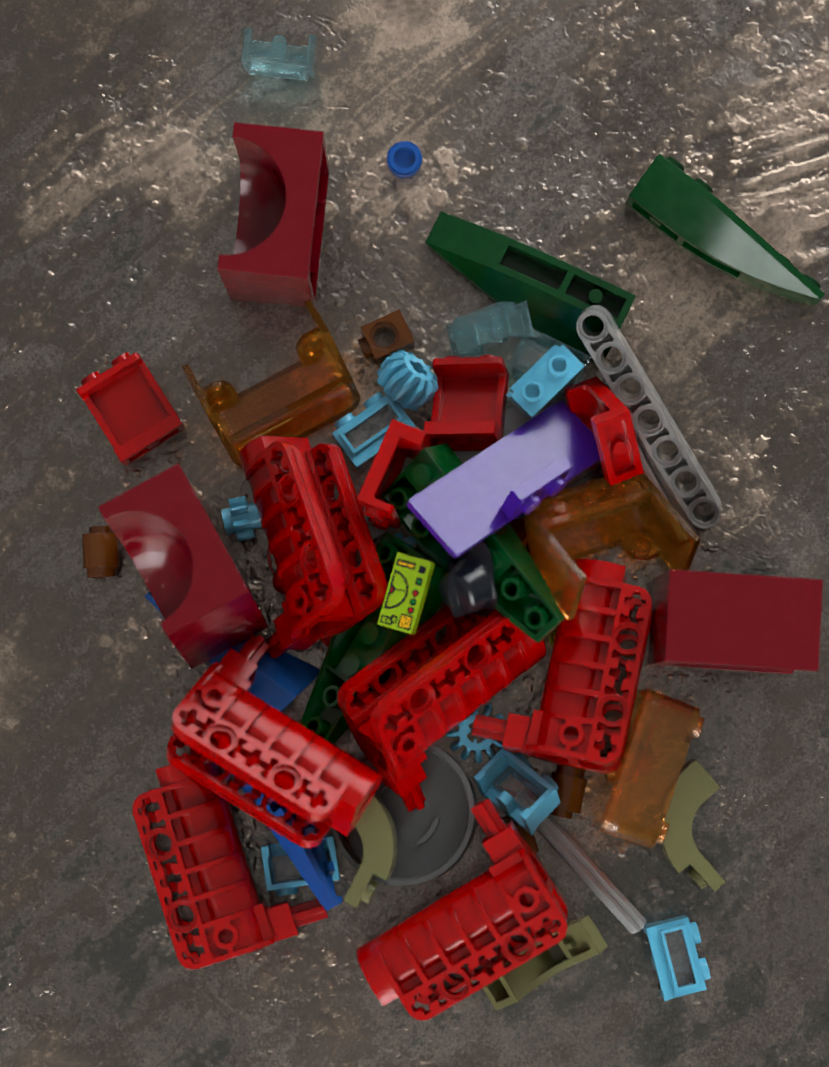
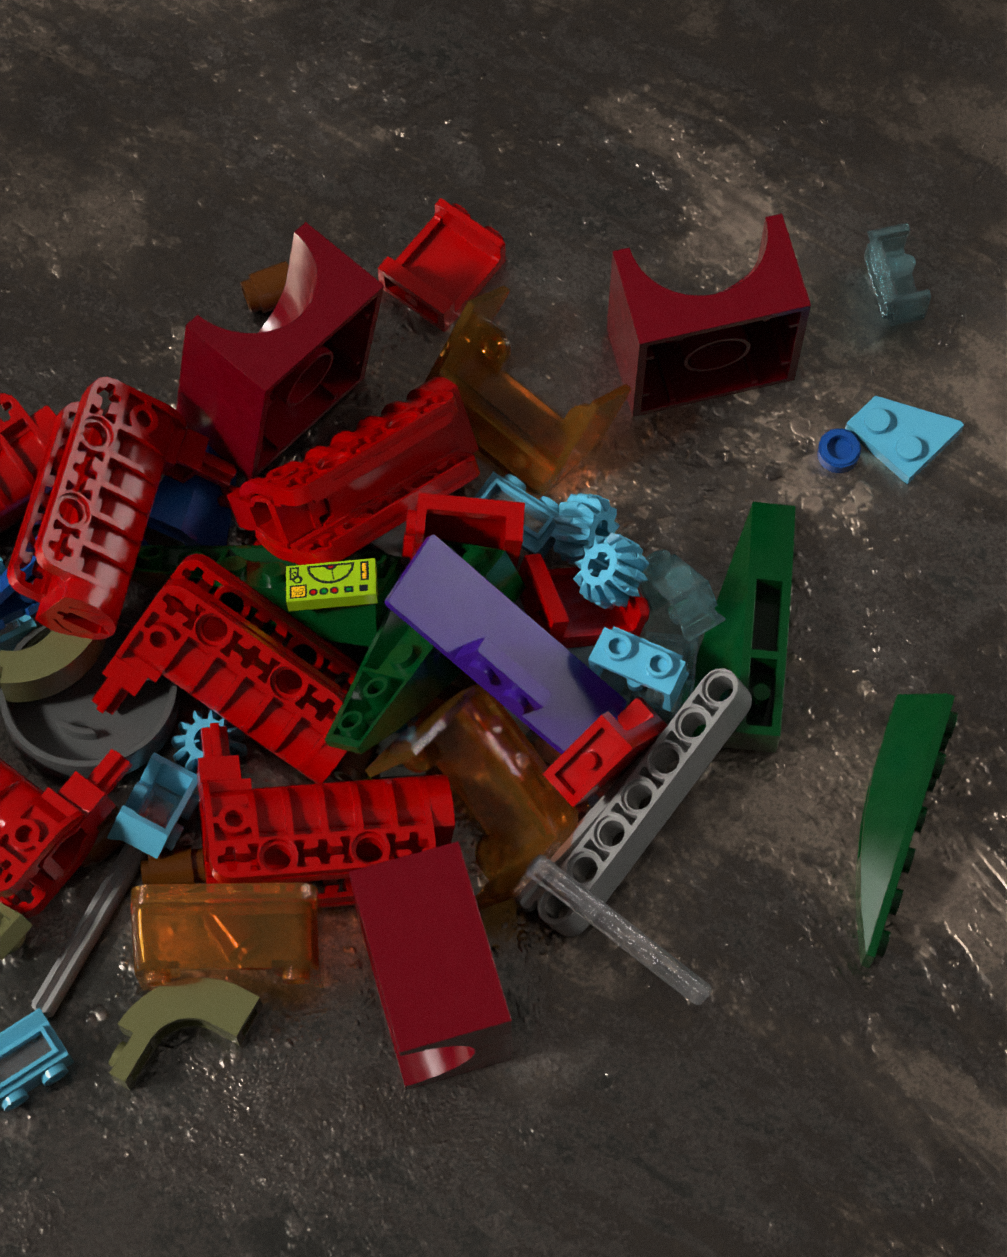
camera: 70 degrees right, 15 degrees down
(241, 518) = (358, 406): medium azure gear -> none
(391, 323) = (631, 512): reddish brown brick -> none
(409, 106) = (902, 435): none -> medium azure wing
(444, 373) = (611, 571): none -> medium azure gear
(469, 583) = (367, 644): black piece -> none
(739, 474) = (618, 929): none -> clear axle

